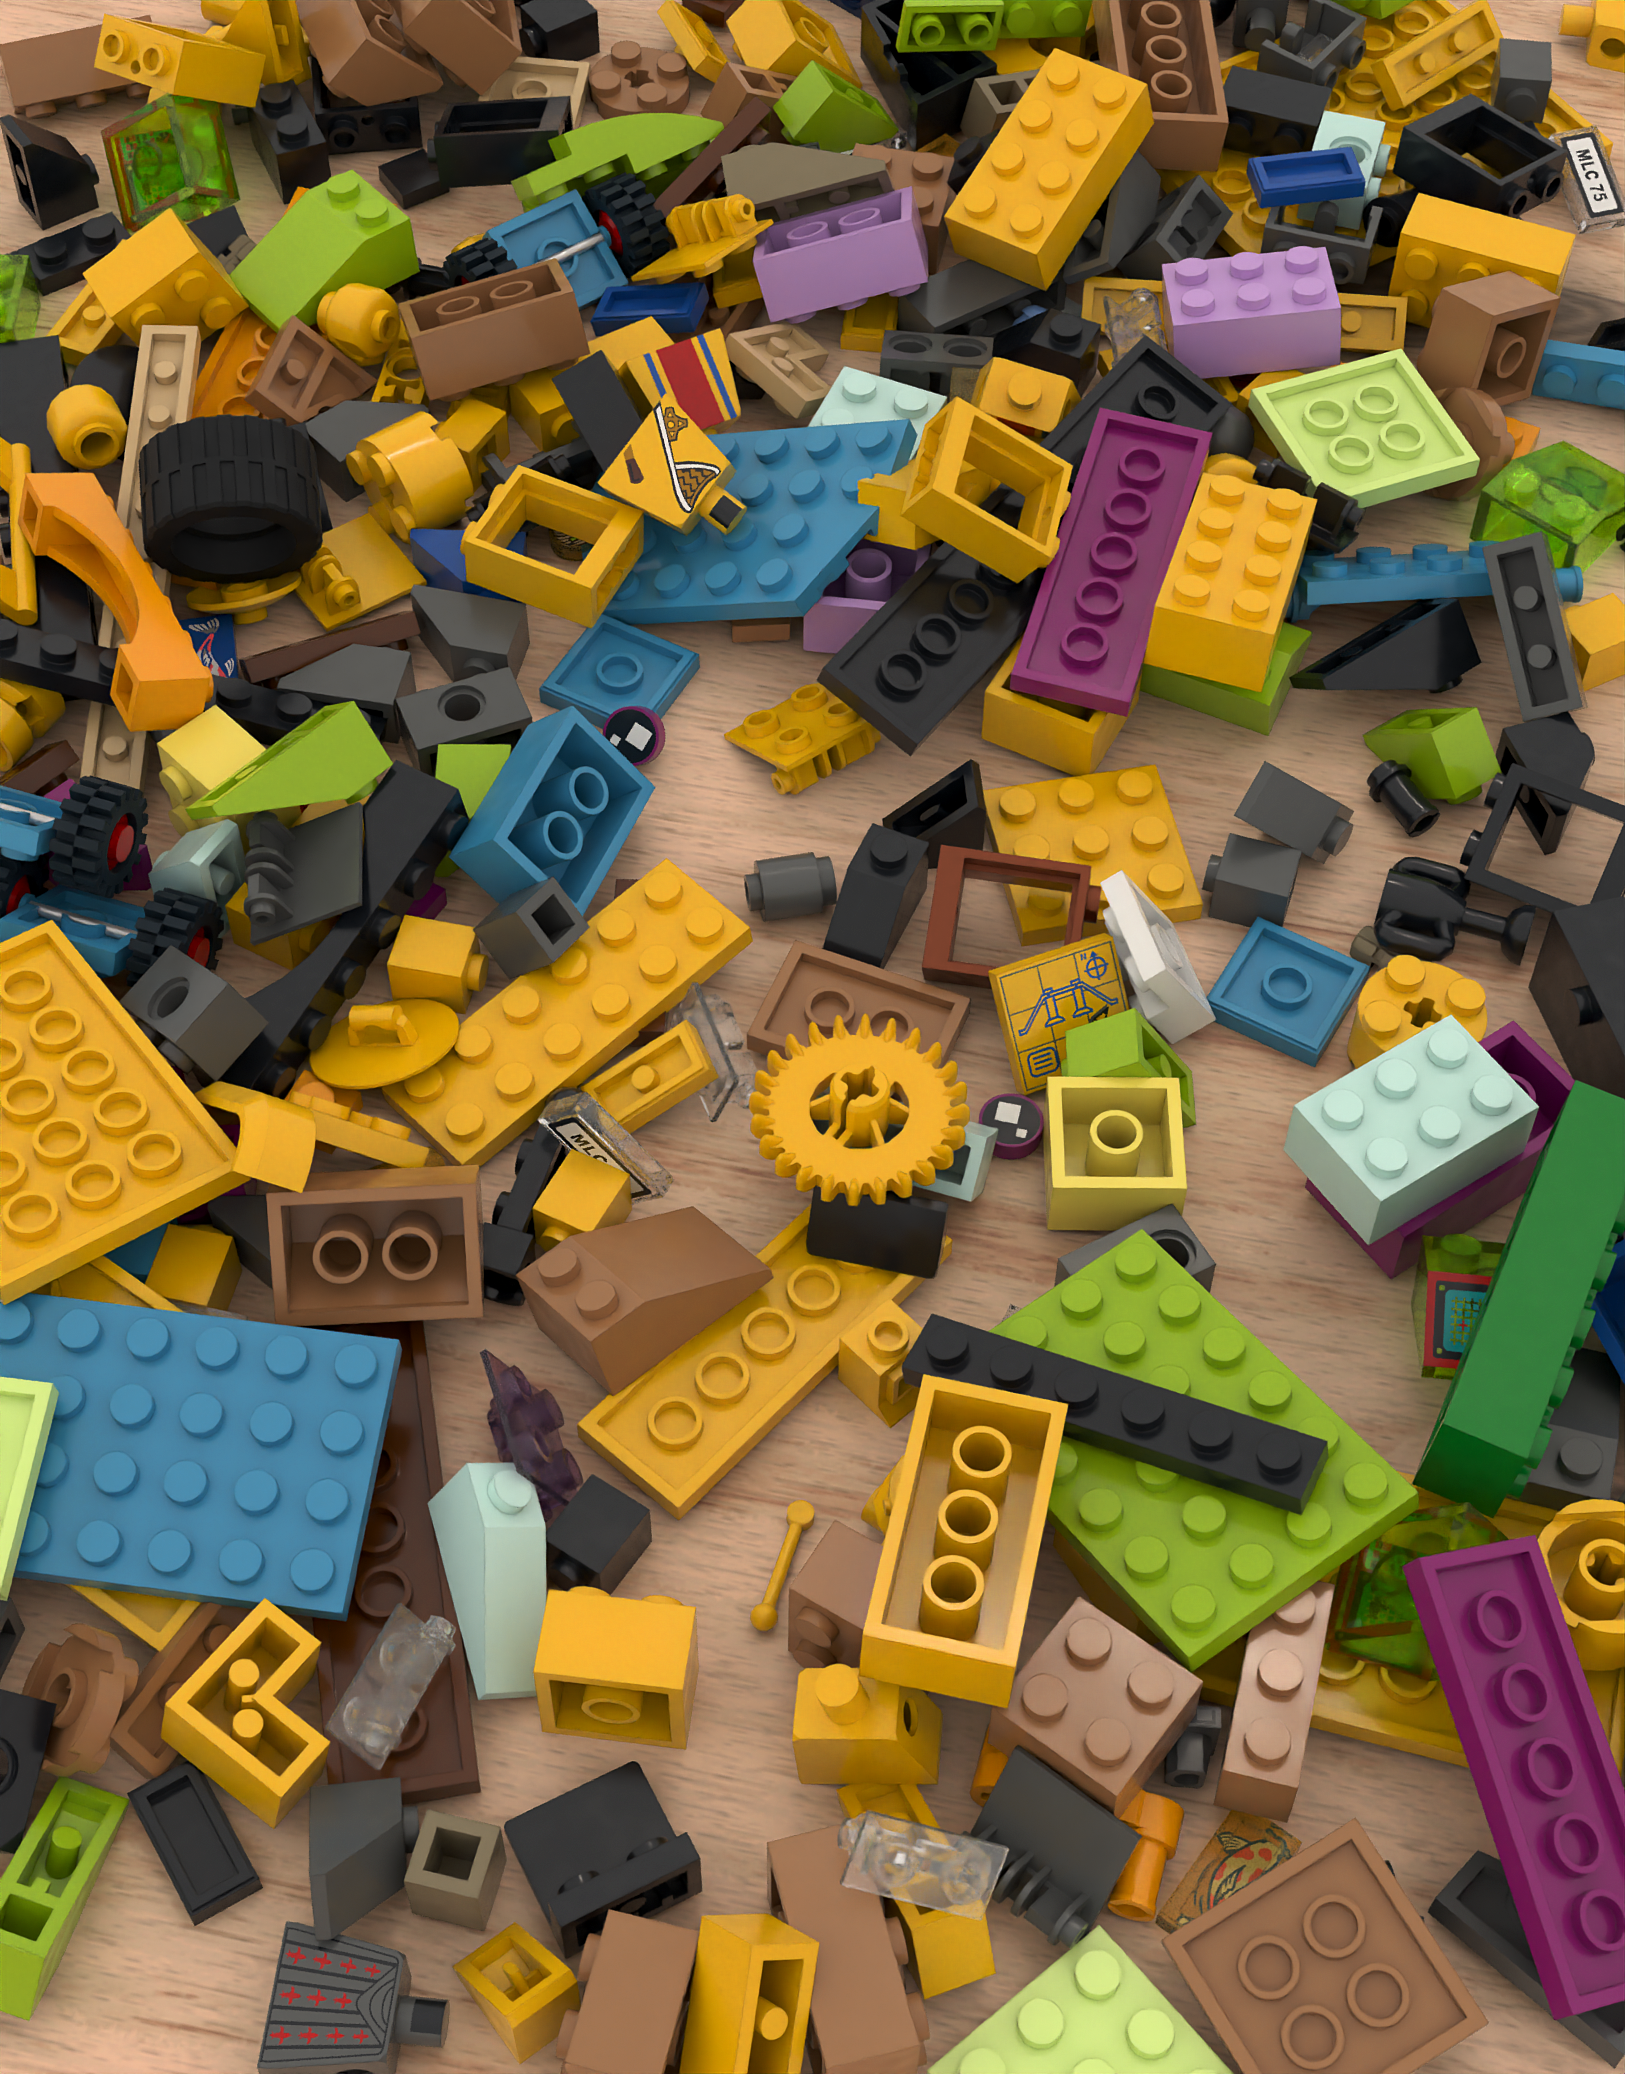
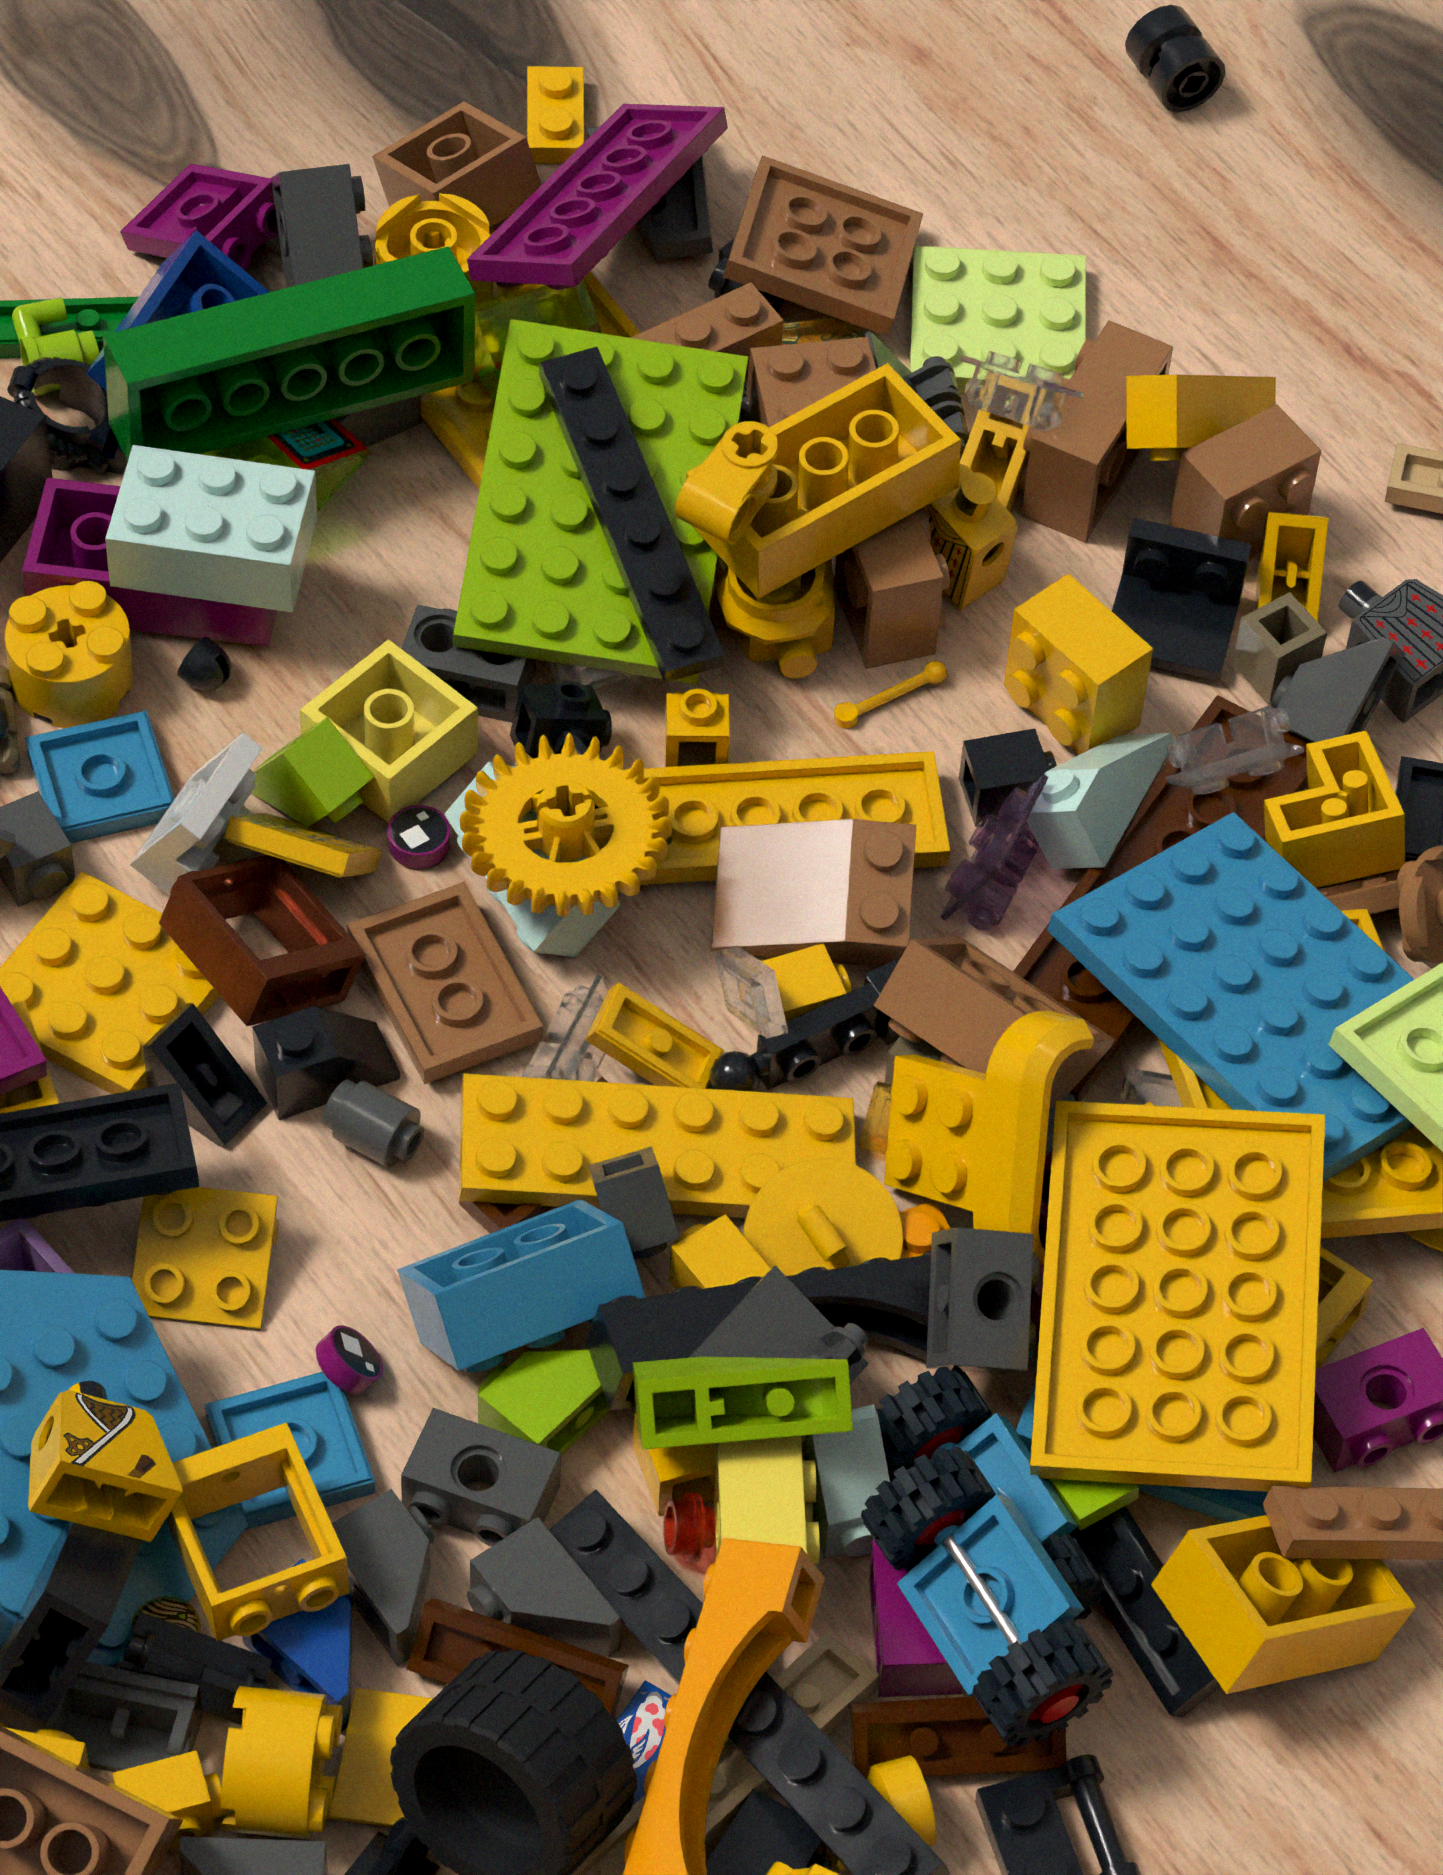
camera: 140 degrees left, 0 degrees up
(996, 1386) = (731, 483): none -> yellow piece
(1008, 1252) = (557, 711): none -> black brick

